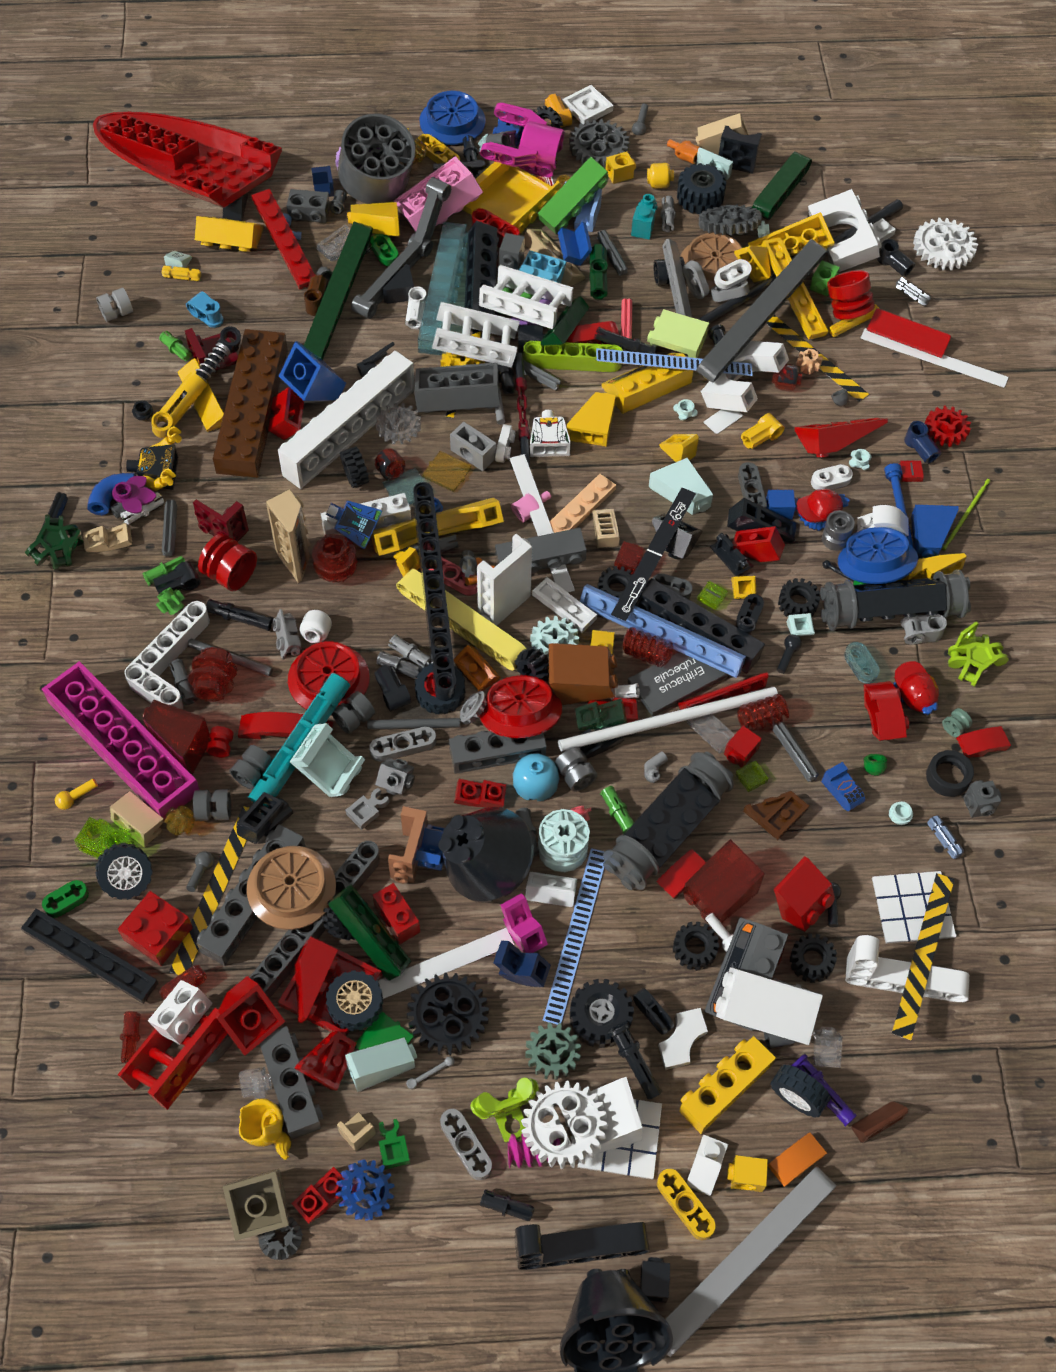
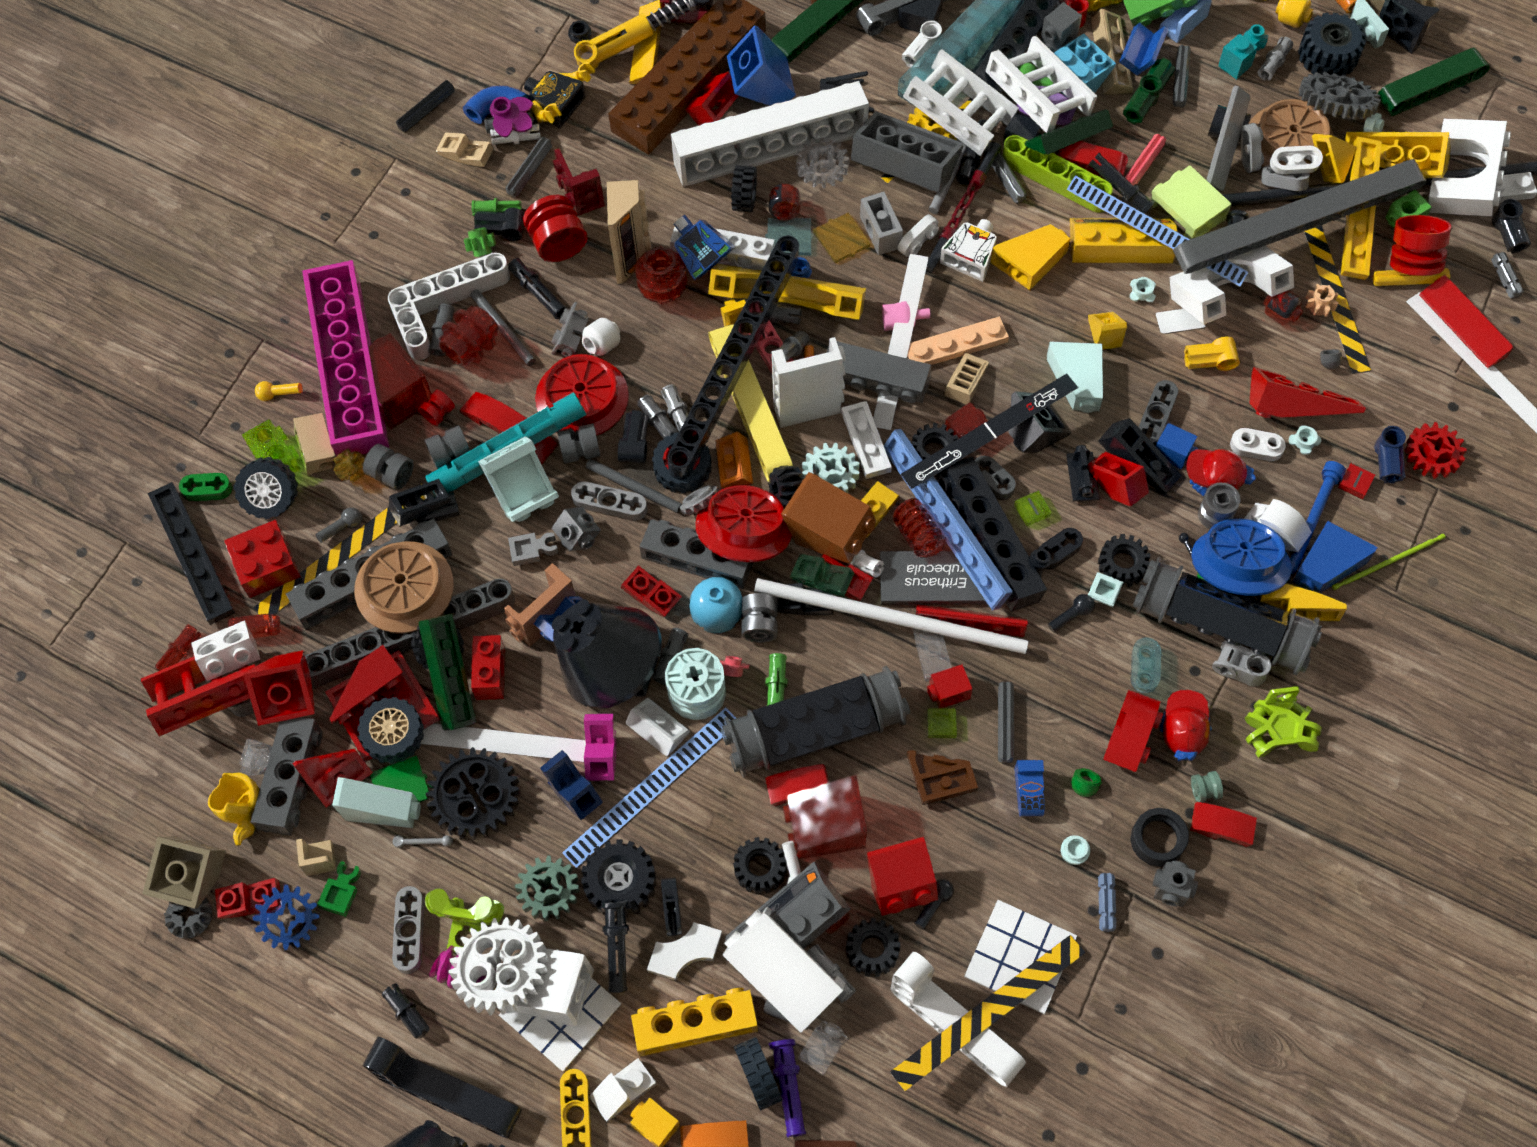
camera: 35 degrees right, 5 degrees up
(54, 538) = (411, 126): dark green piece -> none
(651, 767) = (842, 657): light grey arm -> none
(743, 586) = (1073, 516): yellow slope -> none
(763, 711) = (995, 662): clear red piece -> none

